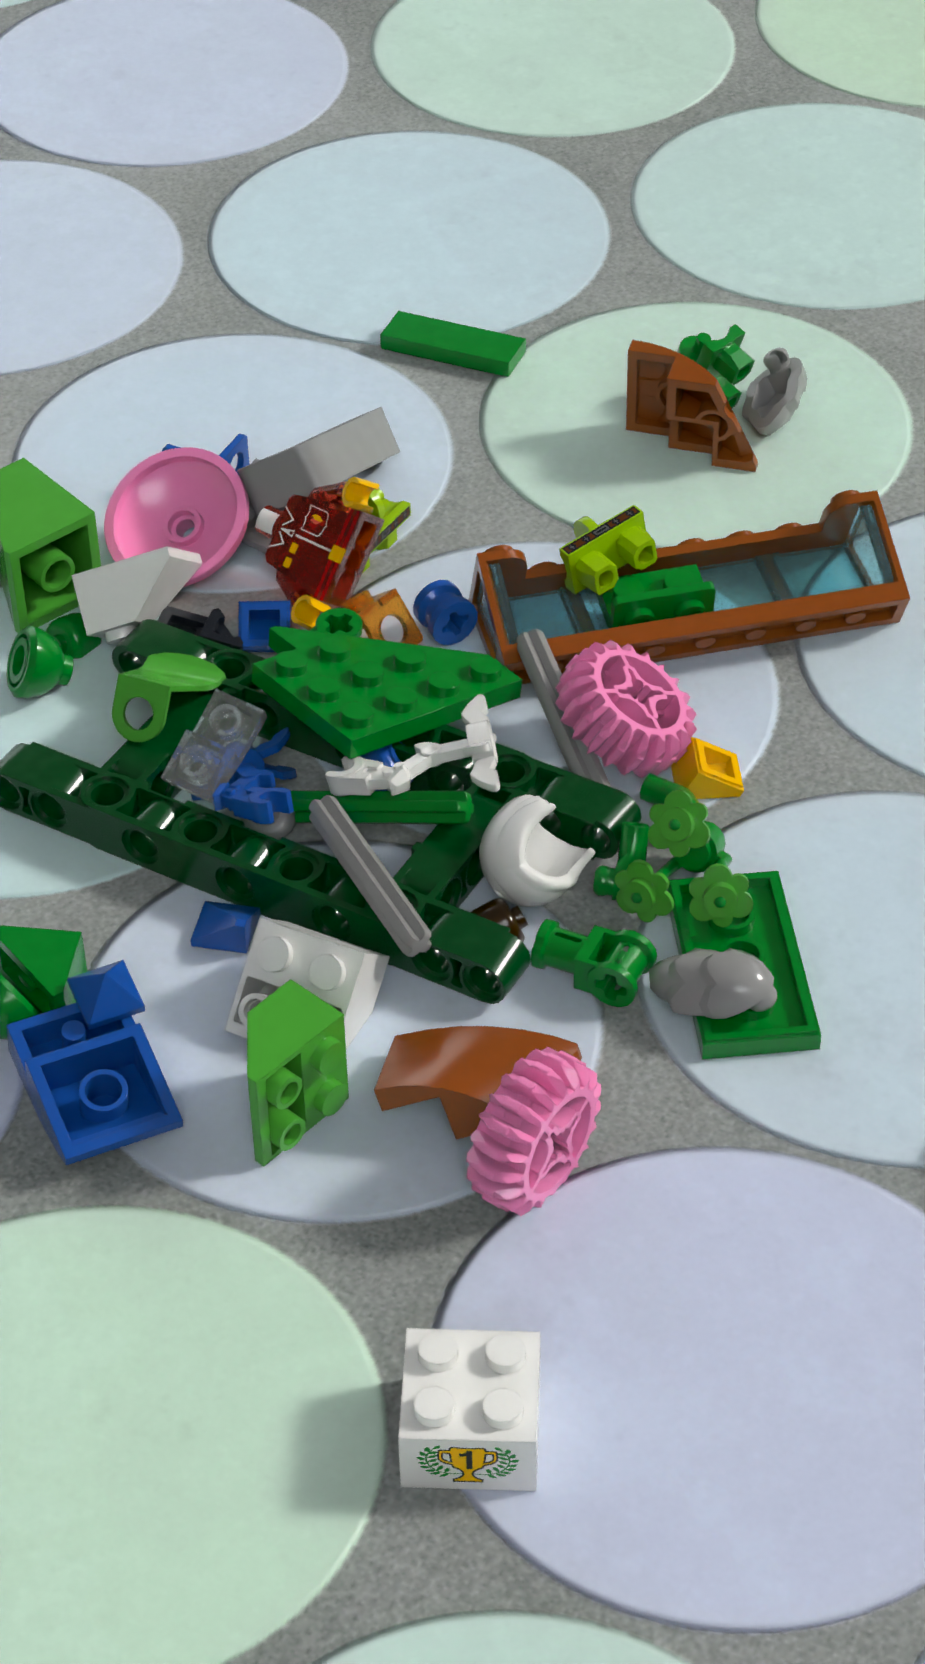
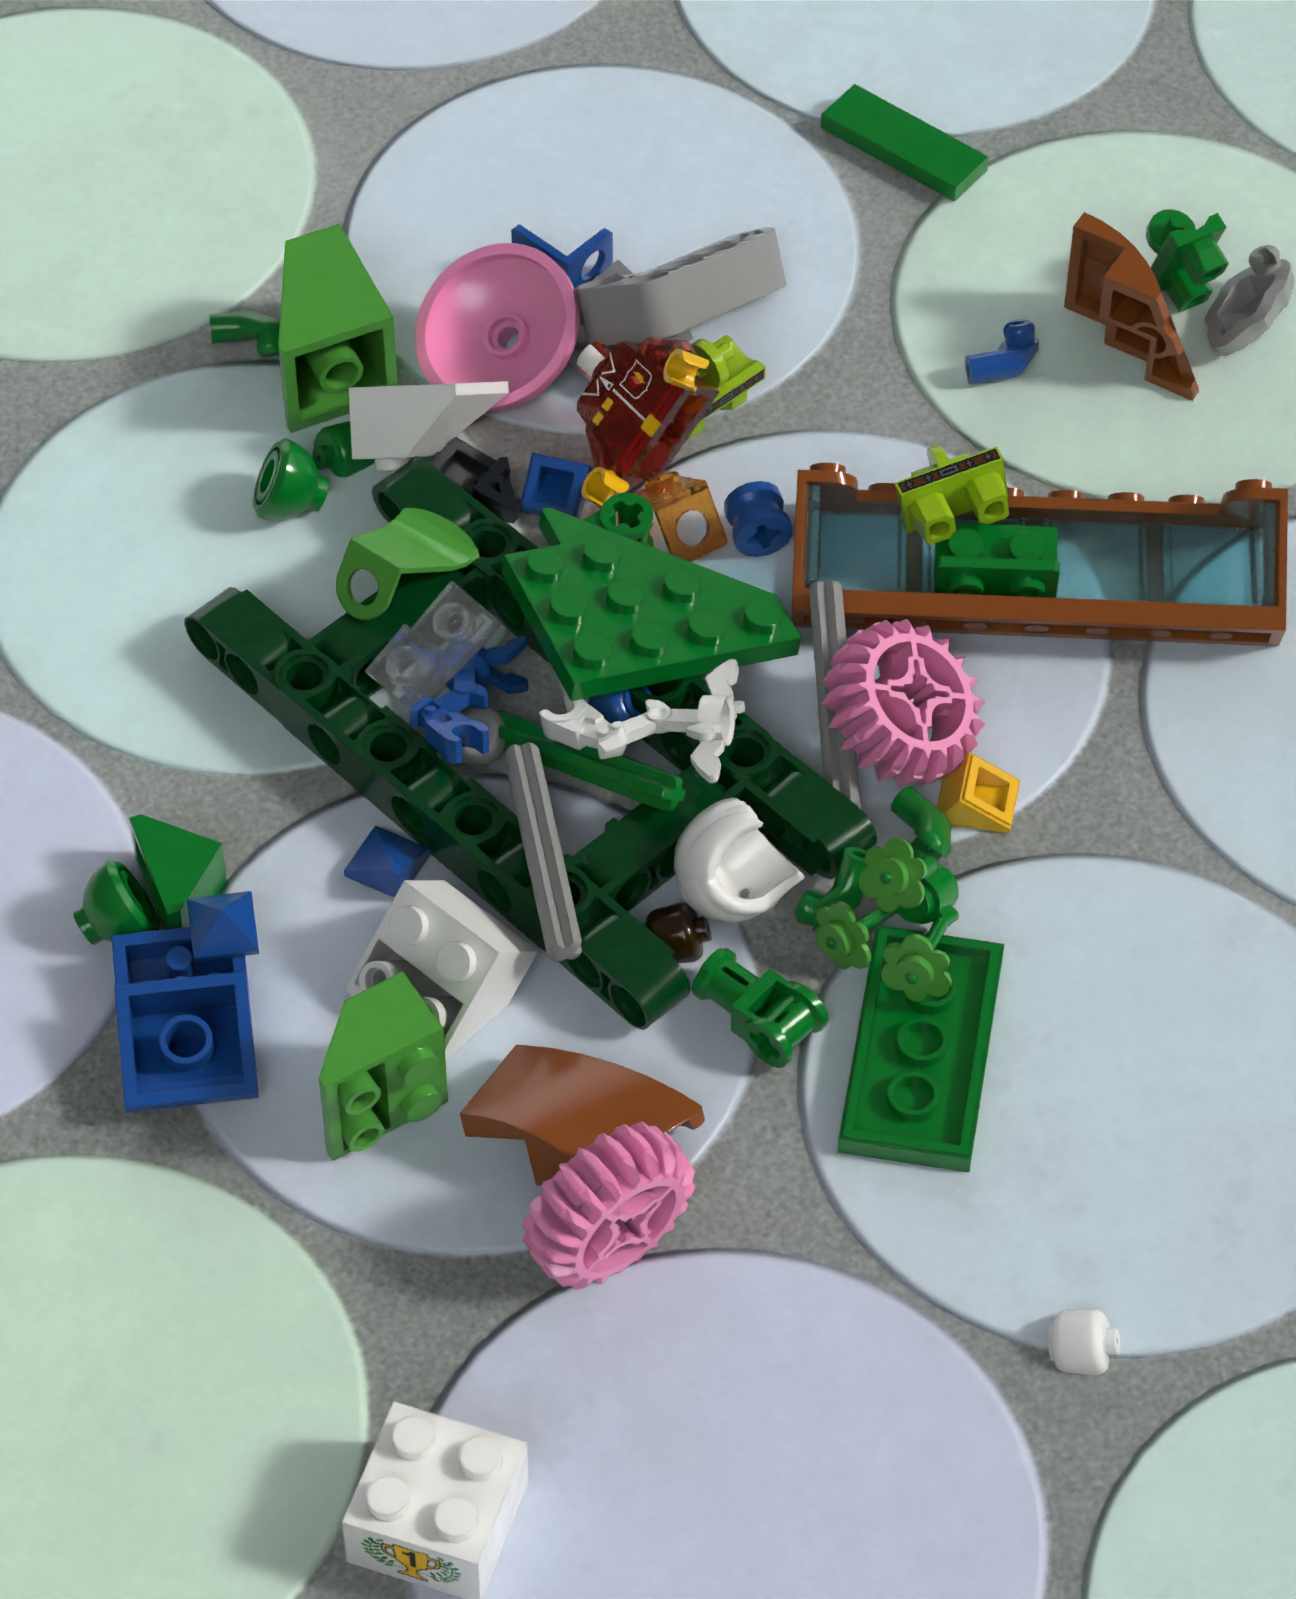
camera: 15 degrees right, 10 degrees up
(599, 469) = (1010, 357): none -> blue arm
(713, 983) = (873, 1071): light grey arm -> none

